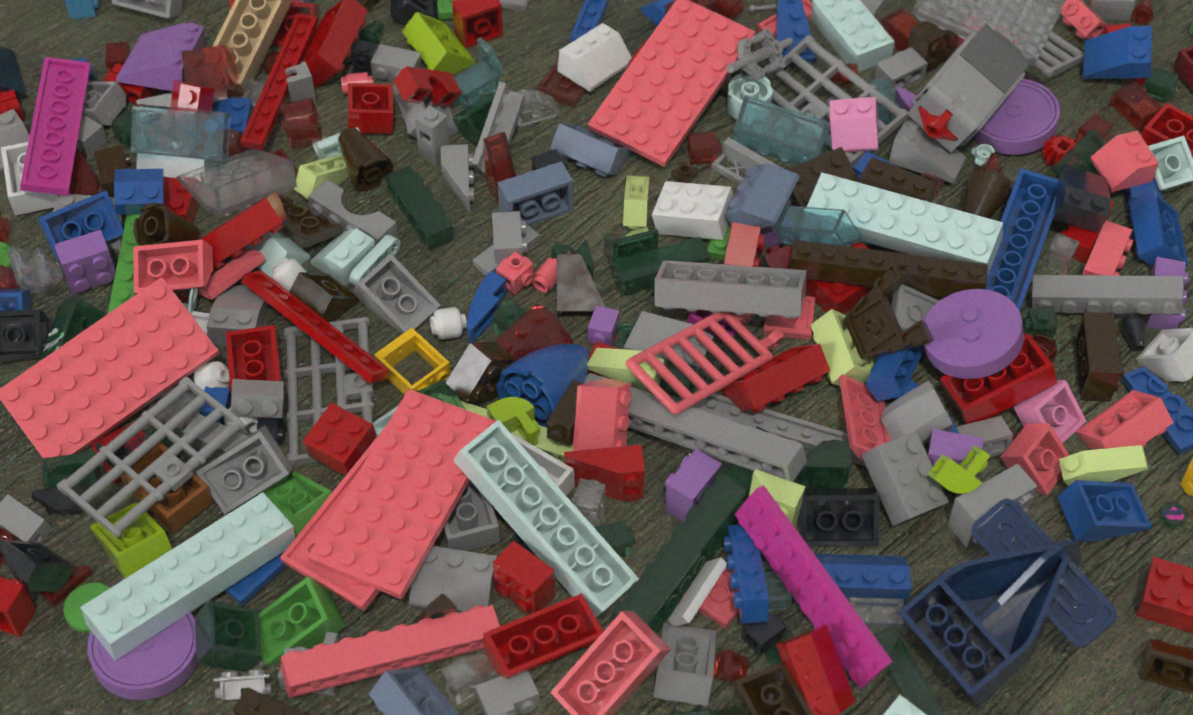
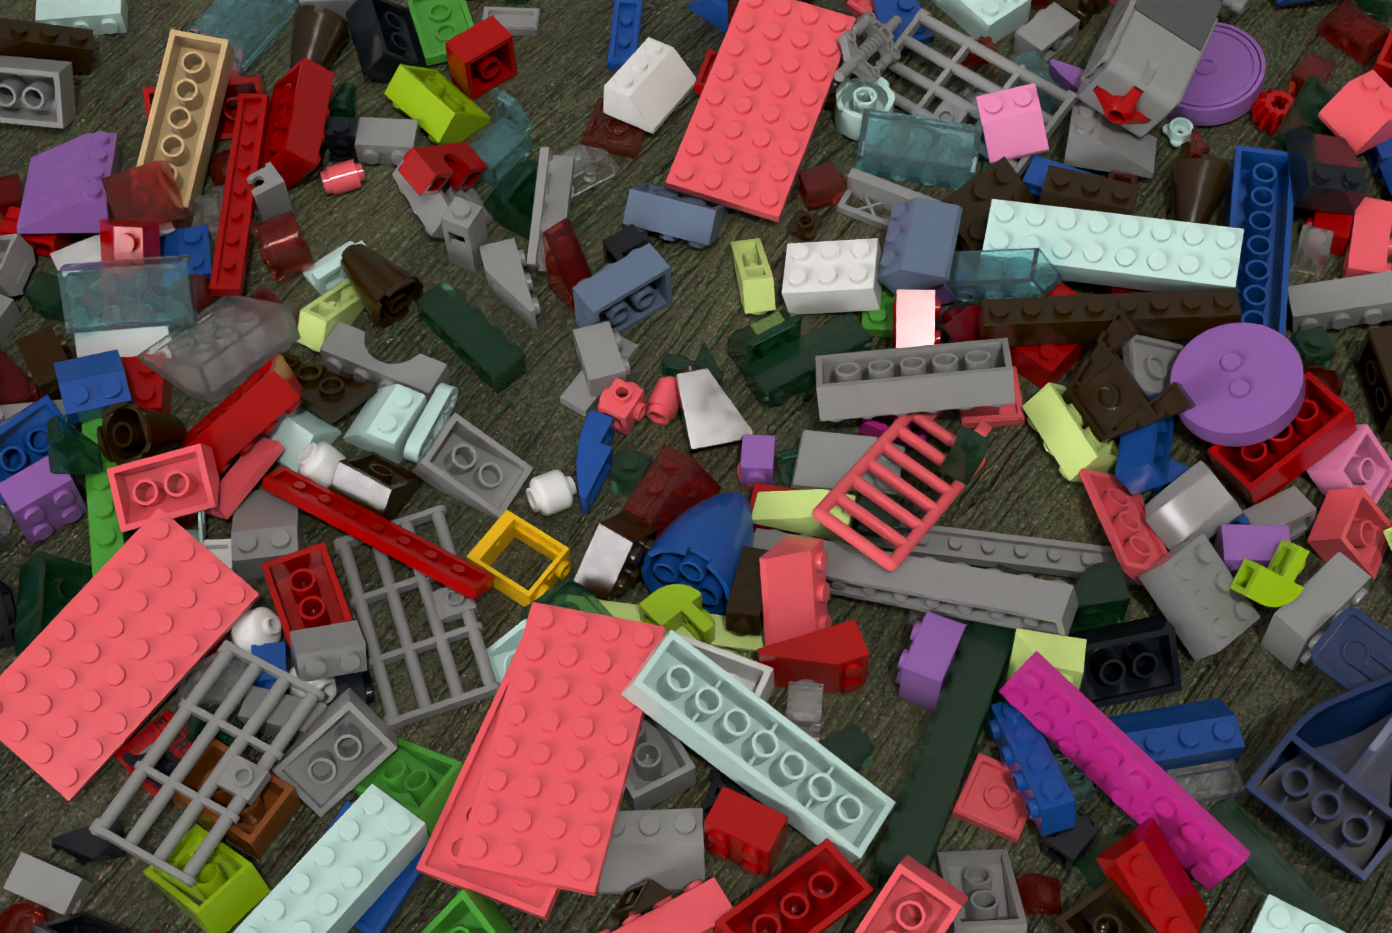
camera: 10 degrees left, 5 degrees up
(62, 467) = (90, 799): clear green panel -> none
(112, 229) = (71, 450): none -> clear green slope
(339, 439) = (453, 686): red brick -> none
(370, 107) = (370, 209): red brick -> none
(697, 592) = (973, 804): white tile -> none
(754, 347) = (964, 454): none -> clear green slope
(779, 376) = (1002, 486): red slope -> none

